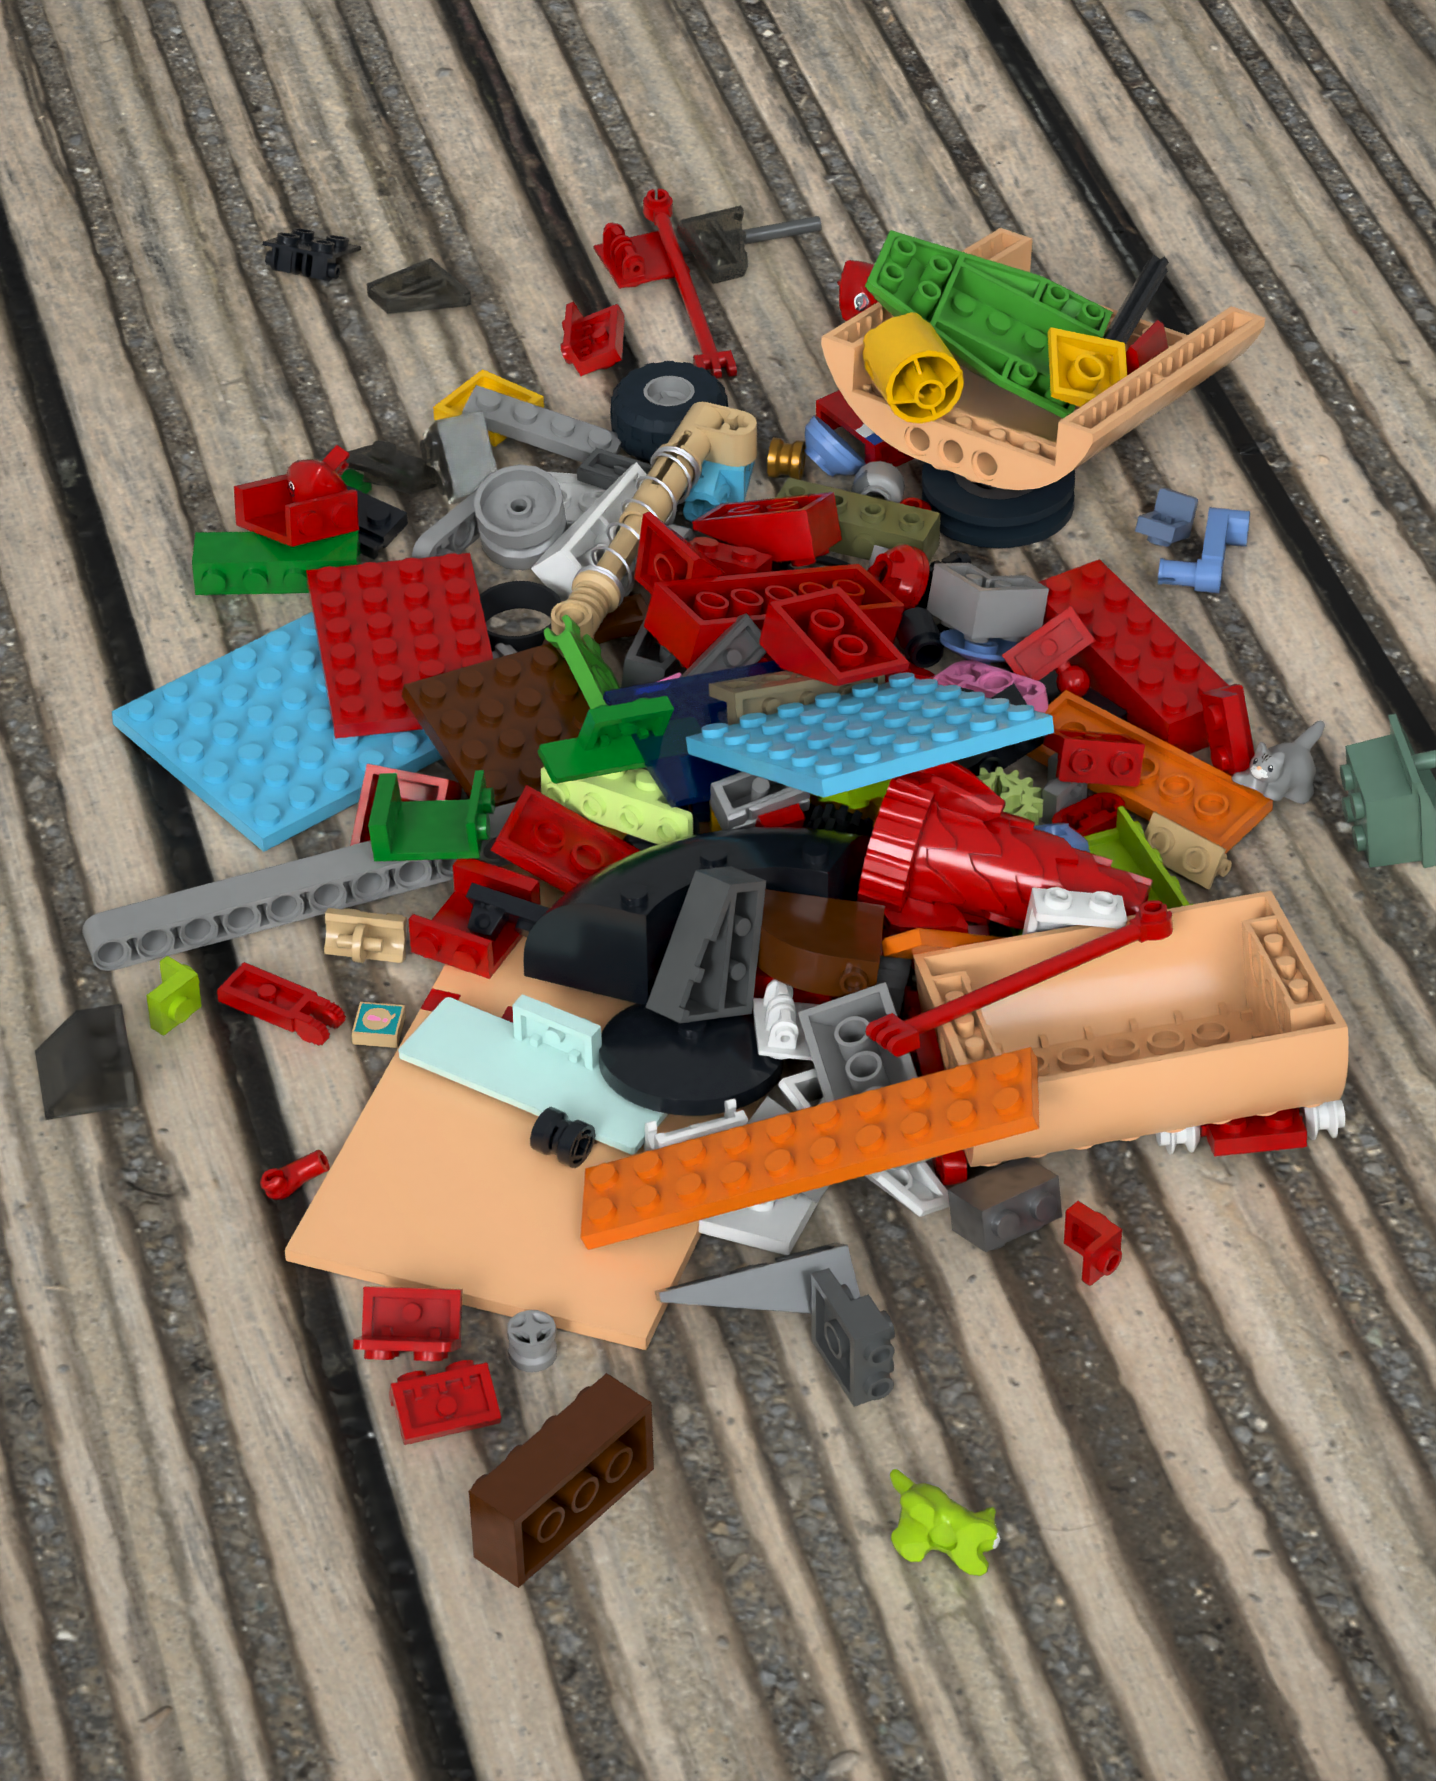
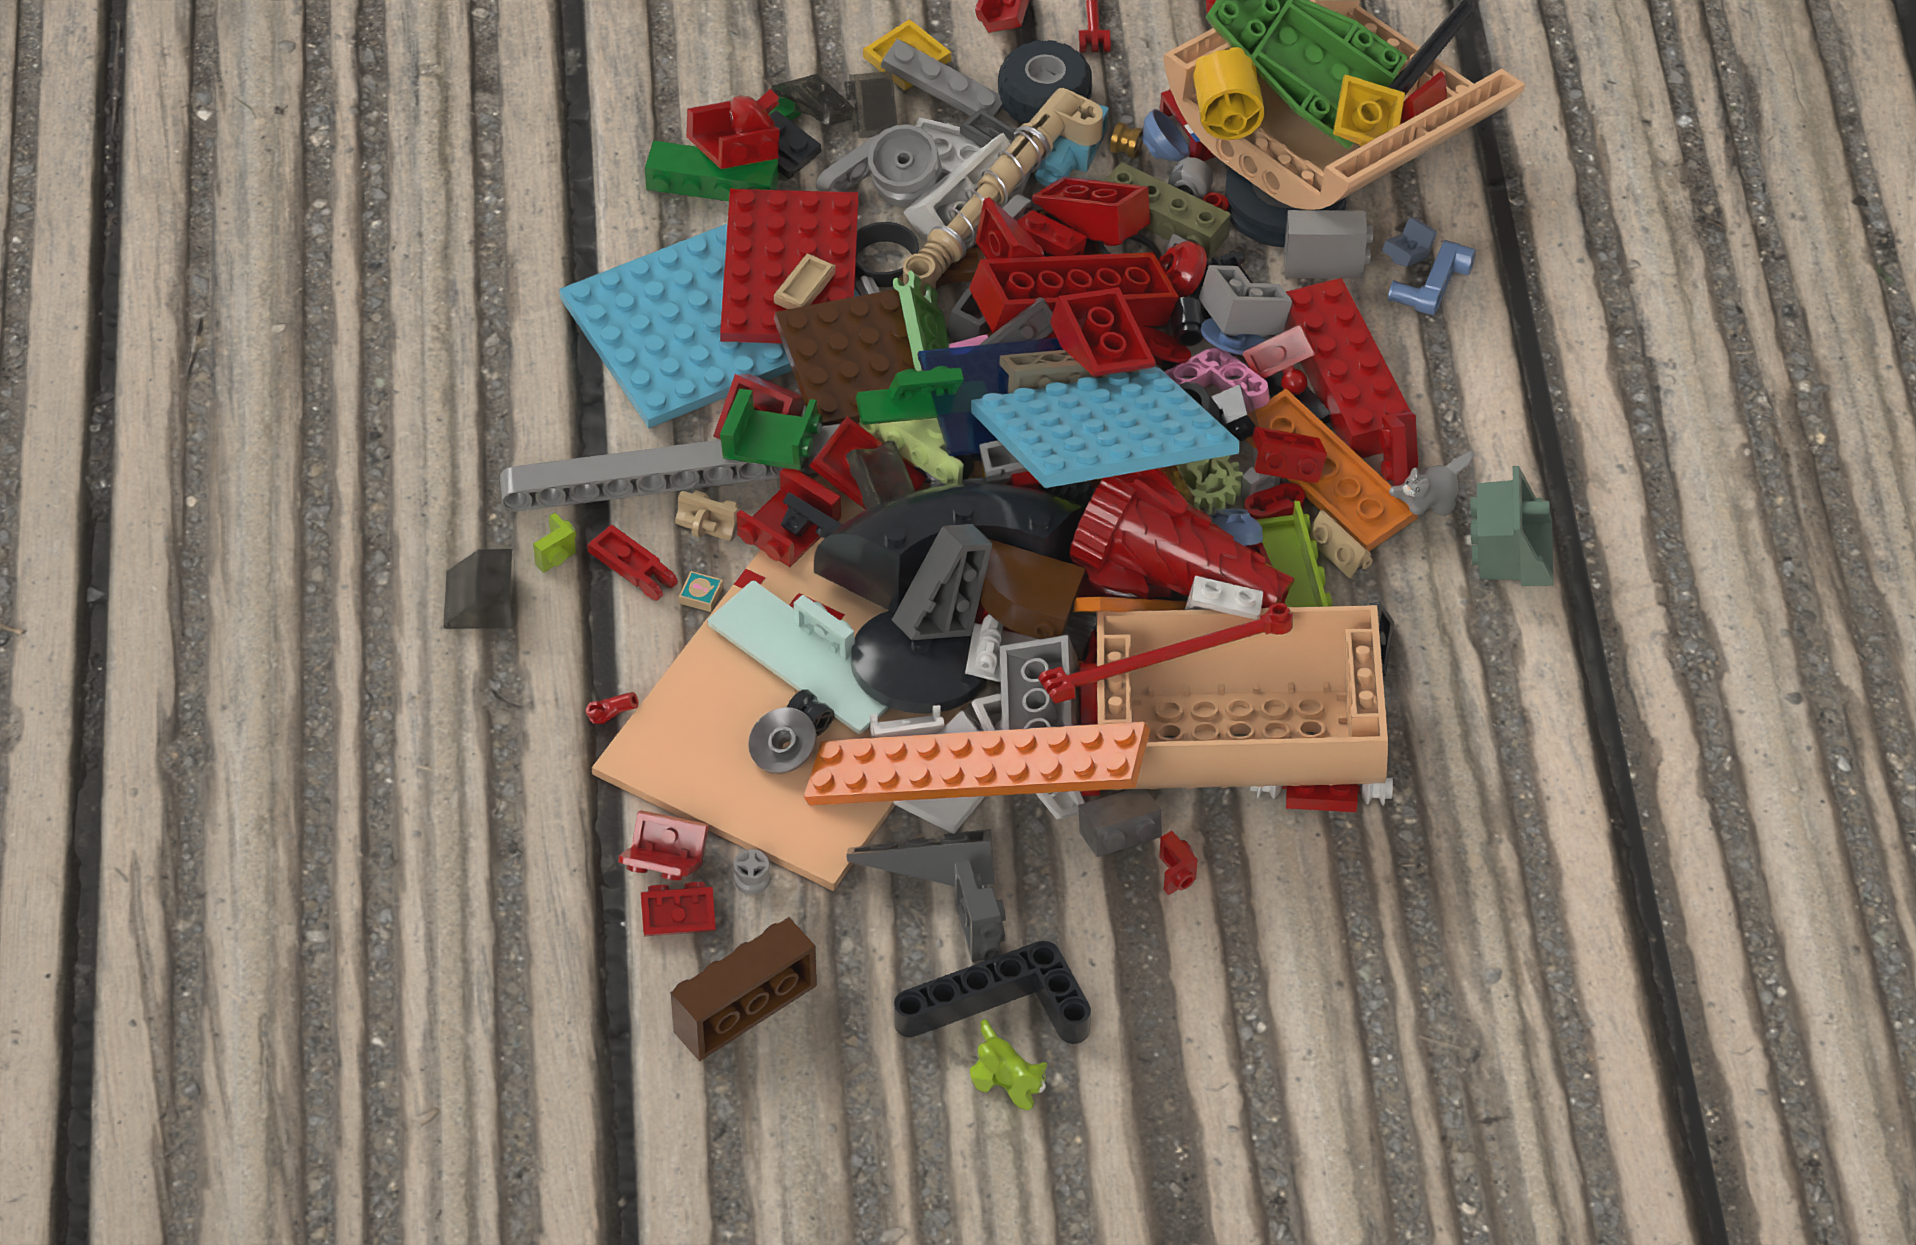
camera: 10 degrees right, 10 degrees up
(430, 652) = (804, 283): none -> tan tile
(529, 1159) = (773, 731): none -> flat silver dish
(583, 841) = (879, 473): none -> clear smoke bracket
(896, 1421) = (998, 990): none -> black beam
(1067, 527) = (1326, 244): none -> light grey brick

